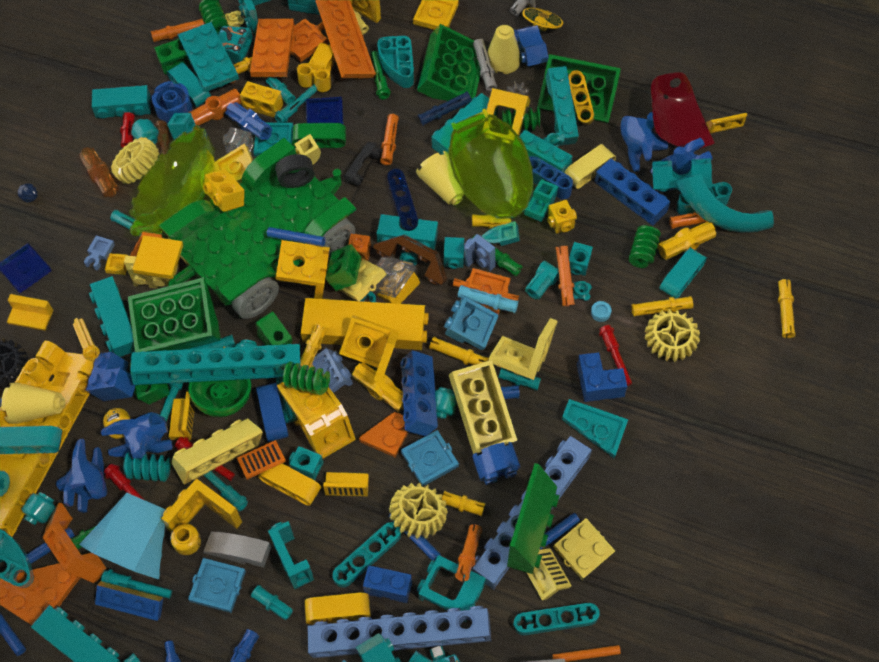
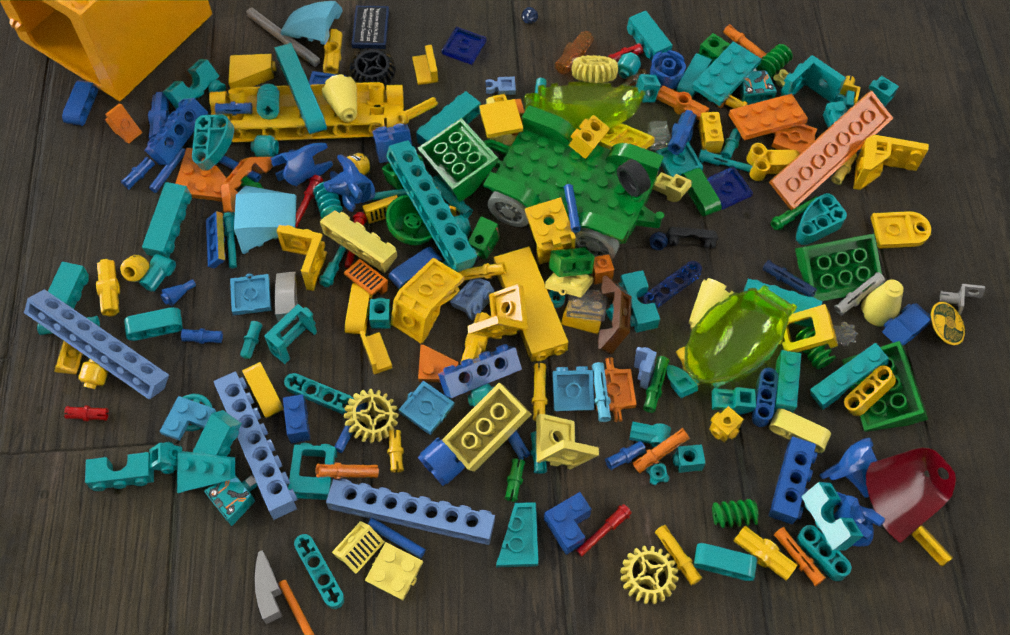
camera: 65 degrees right, 0 degrees up
(185, 539) = (277, 254): yellow head -> none
(306, 378) = (442, 272): green piece -> none
(352, 191) = (658, 241): none -> dark blue plate
(389, 145) = (729, 248): orange pin -> none
(454, 252) = (640, 340): teal brick -> none
(532, 522) = (385, 505): green slope -> none
(537, 409) = (514, 480): none -> green pin
(553, 306) = (625, 455): none -> blue pin
(555, 138) = (806, 383): teal axle -> none
(601, 311) = (645, 500): medium azure tile -> none
(713, 211) = (808, 573): teal brick -> none

